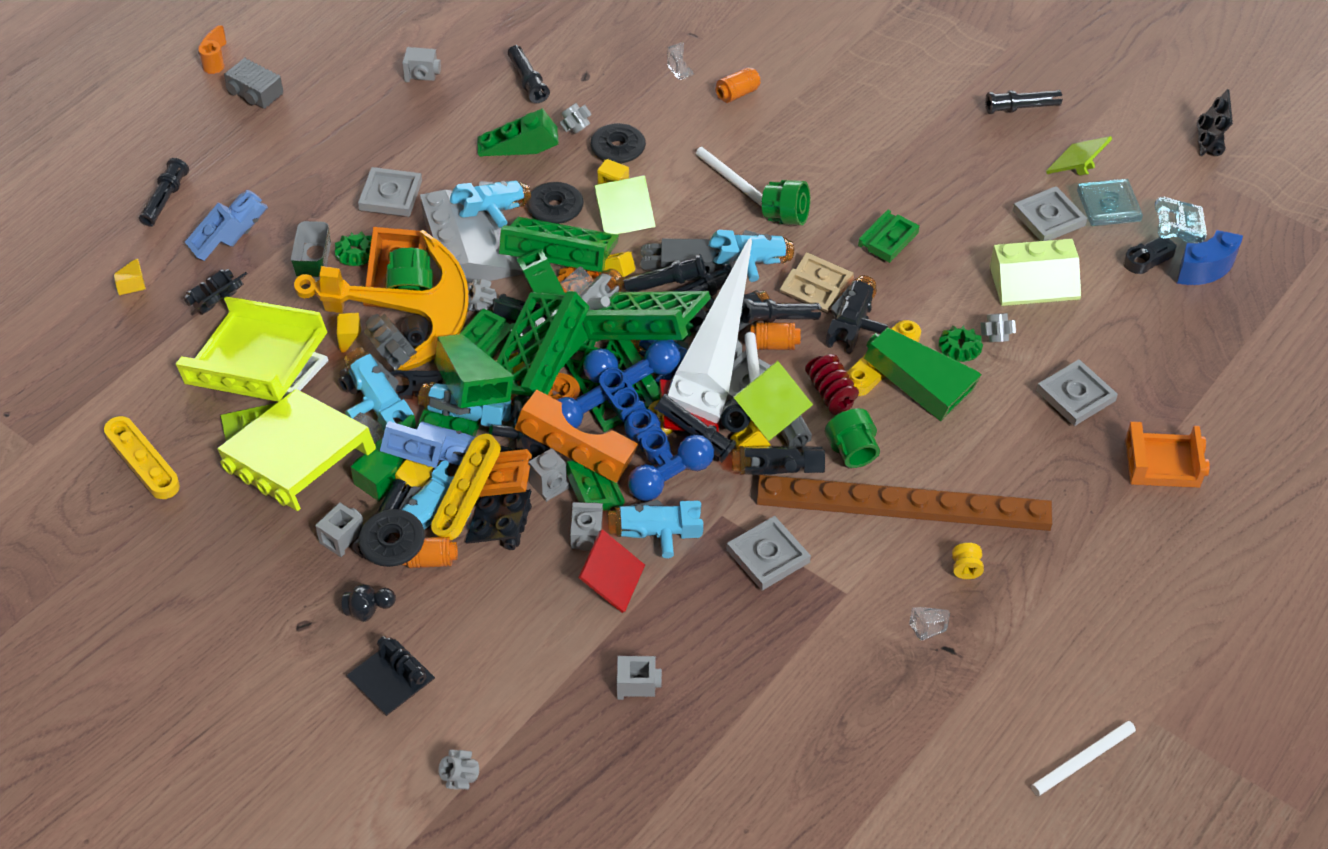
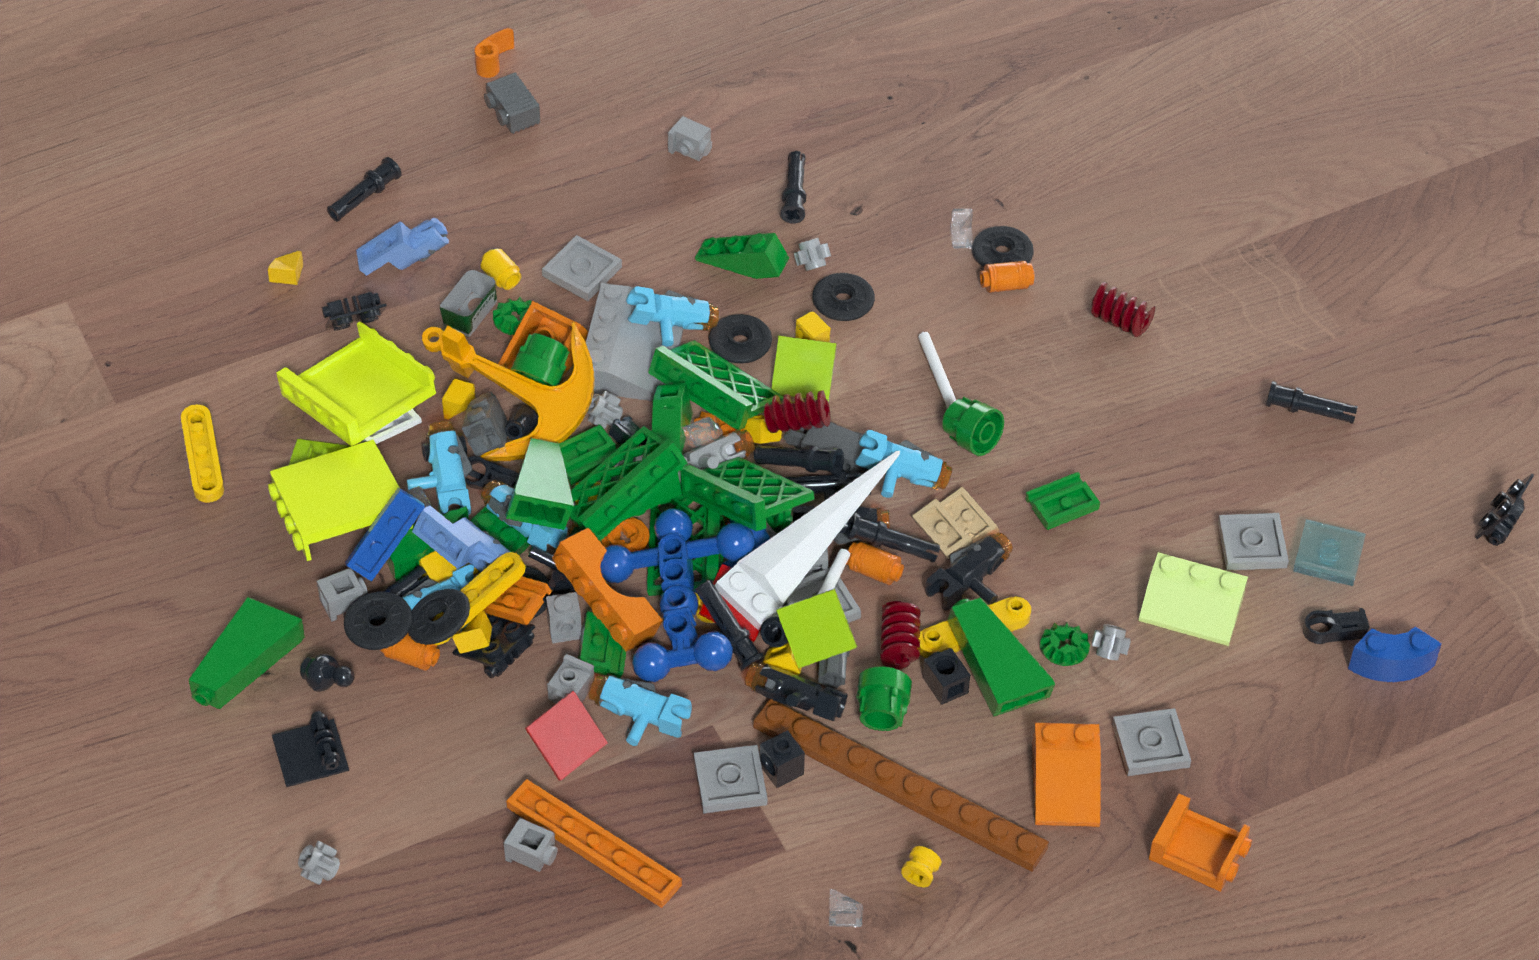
camera: 25 degrees right, 0 degrees up
(280, 612) = (244, 651): none -> green slope
(321, 212) = (501, 268): none -> yellow brick
(359, 461) = (385, 534): none -> blue plate
(462, 512) = (455, 609): none -> black wheel
(482, 517) = (474, 635): none -> yellow slope
(648, 237) = (797, 413): none -> dark red piece
(689, 652) = (595, 843): none -> orange plate
(705, 62) = (988, 240): none -> black wheel
(803, 518) = (782, 759): none -> black brick
(841, 79) = (1120, 311): none -> dark red piece
(888, 402) = (947, 686): none -> black brick
(1030, 441) = (1067, 774): none -> orange slope
(1079, 156) = (1327, 488): lime piece -> none
(1188, 218) = (1401, 605): clear light blue plate -> none

